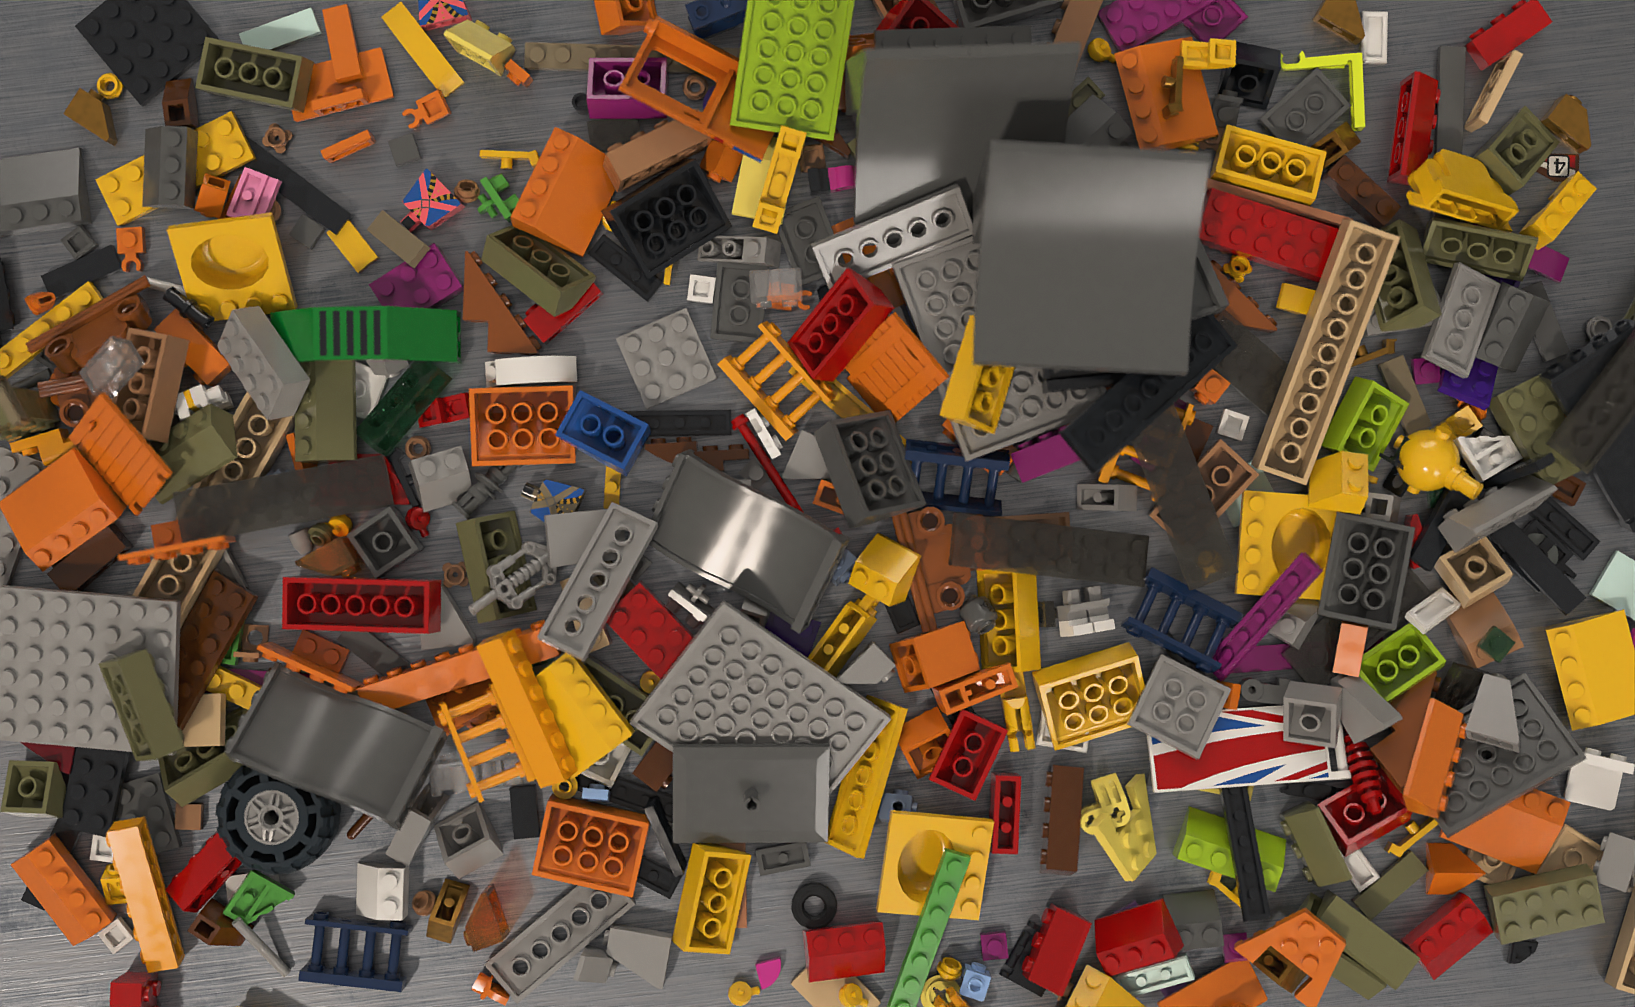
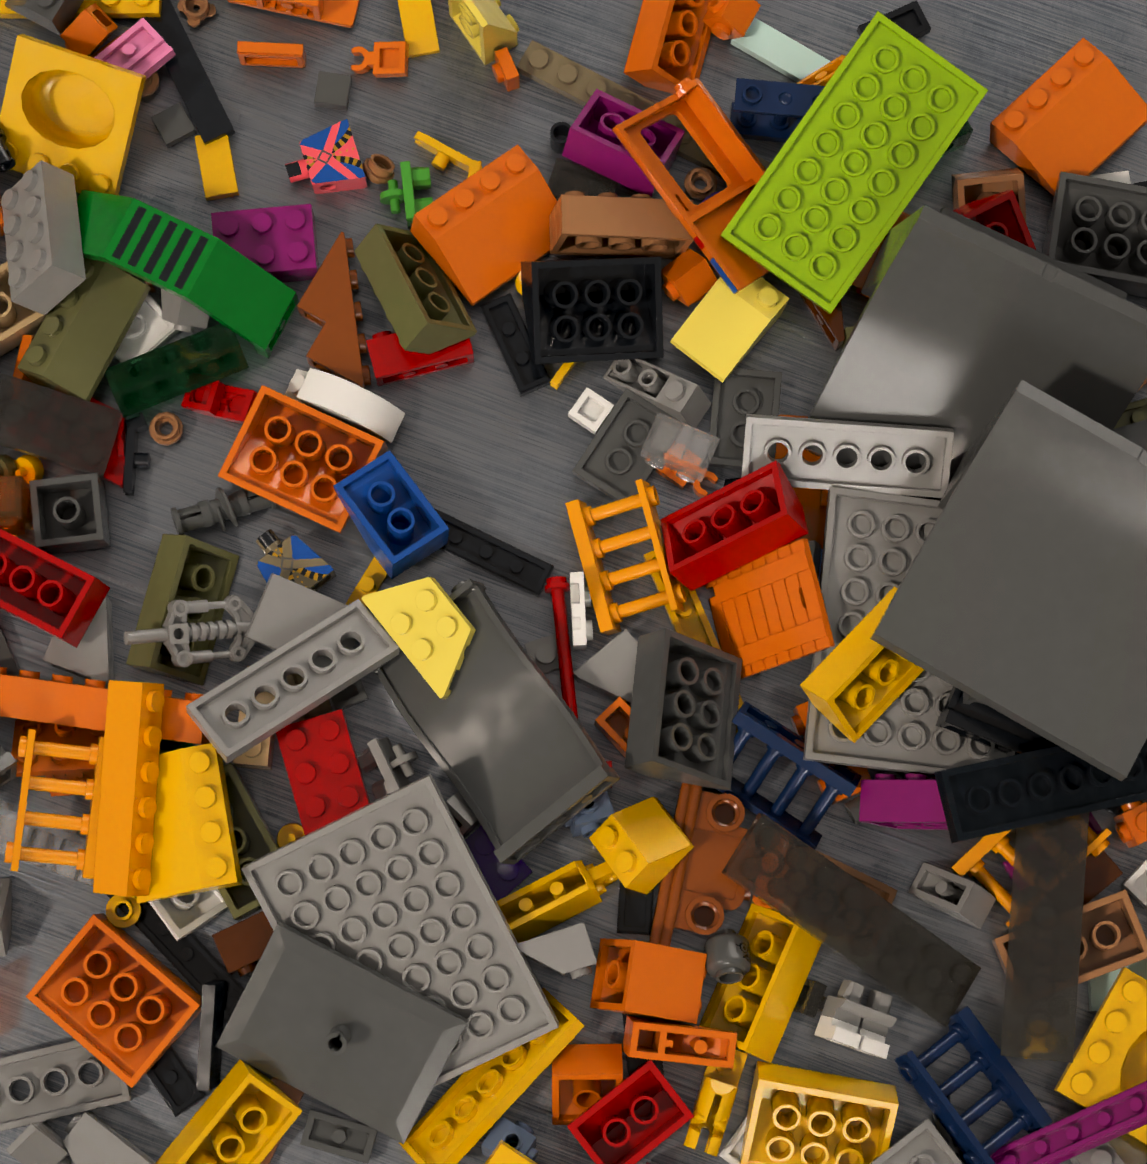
camera: 20 degrees right, 10 degrees down
(398, 239) = (272, 180): dark tan tile -> none
(418, 520) = (121, 509): red piece -> none
(440, 478) = (173, 472): light grey slope -> none
(449, 569) = (120, 597): medium nougat plate -> none
(524, 812) = (58, 919): black tile -> none
(596, 793) = (155, 938): light blue plate -> none
(666, 358) = (508, 470): light grey plate -> none
(667, 500) = (425, 628): none -> light yellow wing
(710, 454) = (452, 573): reddish brown slope -> none
(779, 179) = (746, 325): yellow slope -> none
(812, 157) = (794, 328): medium nougat tile -> none
(830, 179) = (804, 361): leg -> none

